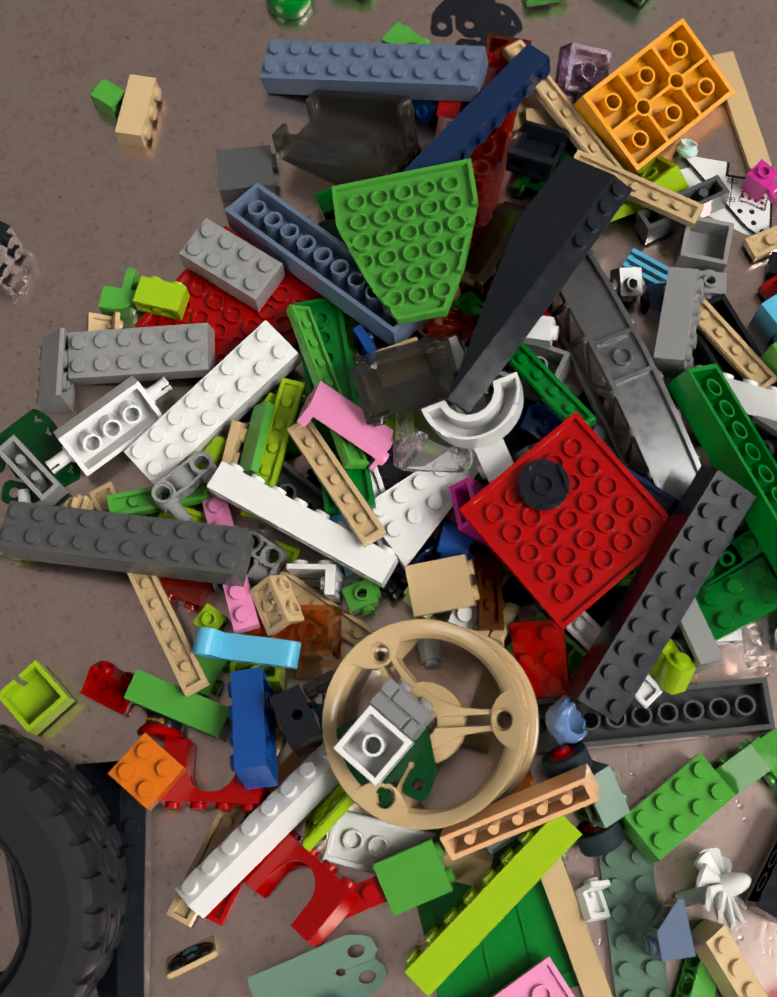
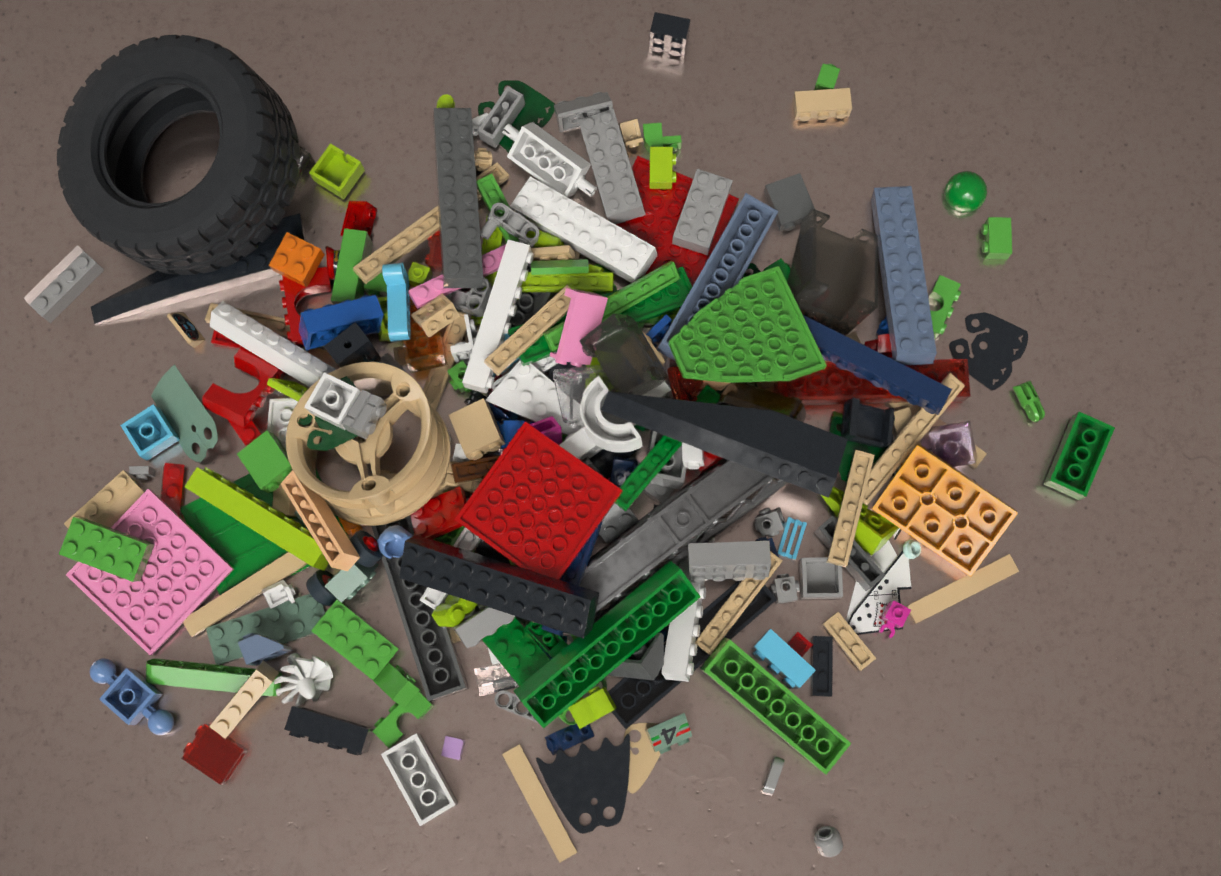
camera: 75 degrees right, 5 degrees up
(543, 485) = (557, 478): black tile -> none

